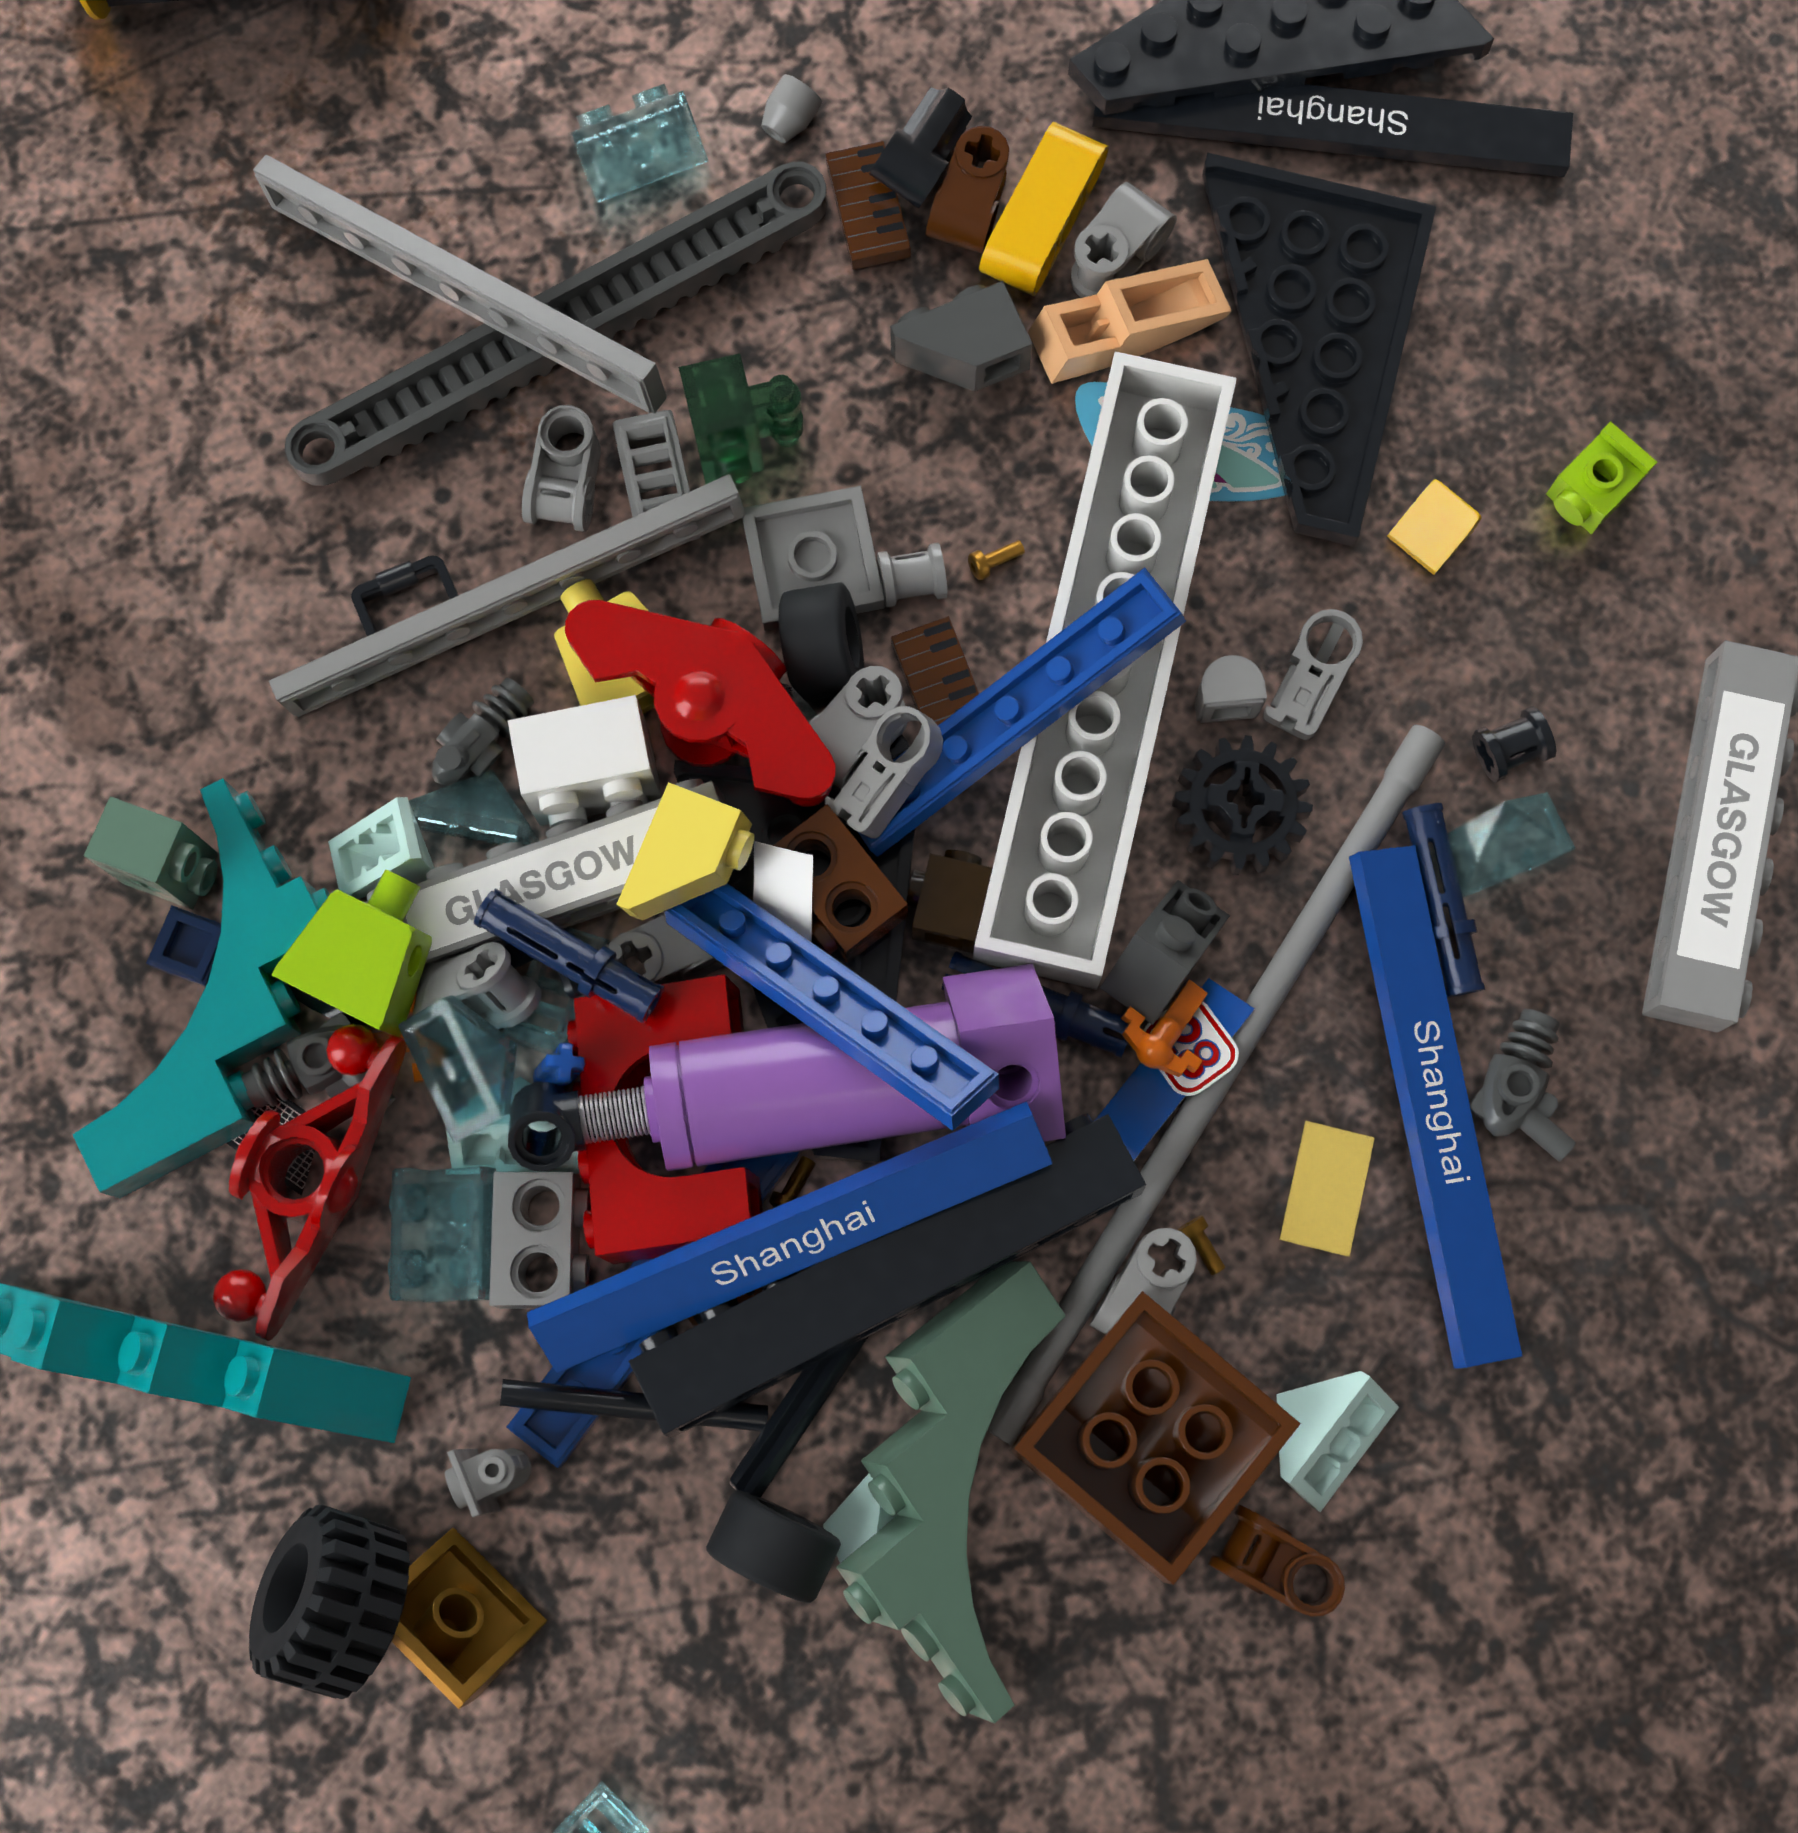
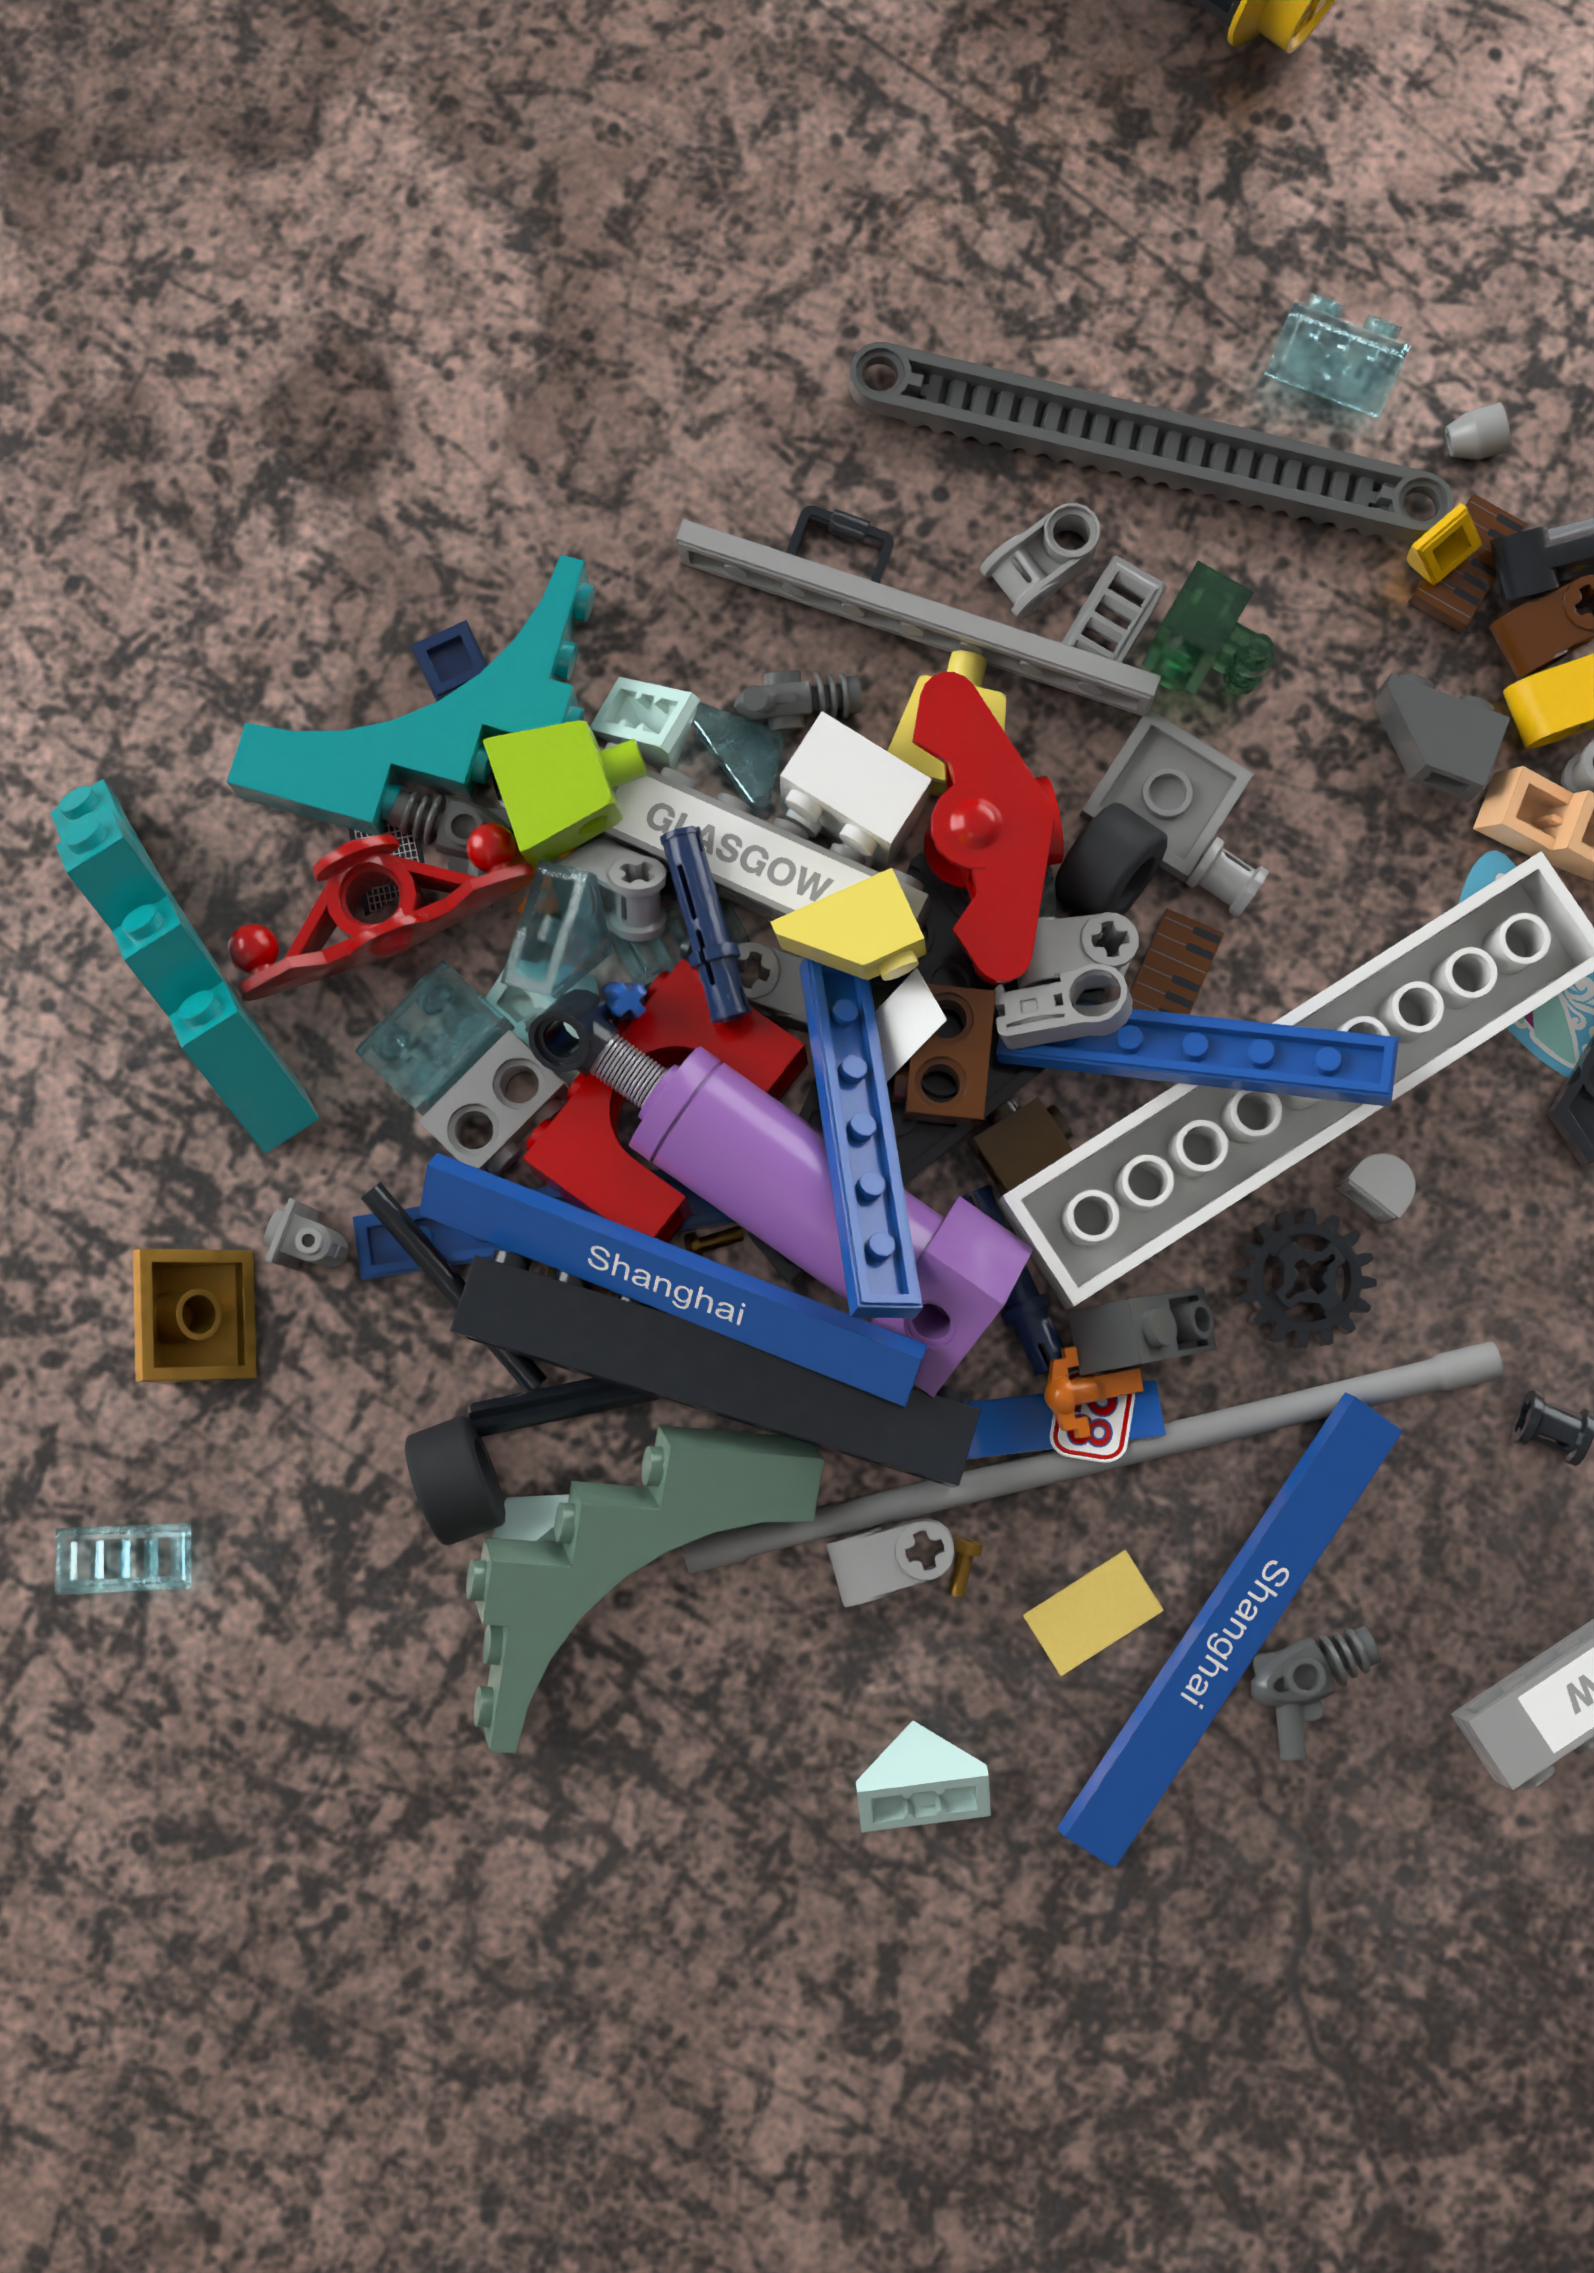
camera: 40 degrees right, 5 degrees up
(152, 853) = (484, 570): sand green brick -> none
(329, 1602) = (117, 1222): black tyre -> none
(462, 285) = (1100, 348): light grey tile -> none
(841, 205) = (1445, 545): none -> yellow slope
(981, 564) = (1287, 916): pearl gold piece -> none
(1155, 1438) = (793, 1668): reddish brown slope -> none
(1275, 1562) = (792, 1837): reddish brown piece -> none
(1313, 683) = (1447, 1239): light grey piece -> none
(1427, 826) = (1428, 1425): dark blue pin -> none
(1508, 842) = (1472, 1492): clear light blue slope -> none

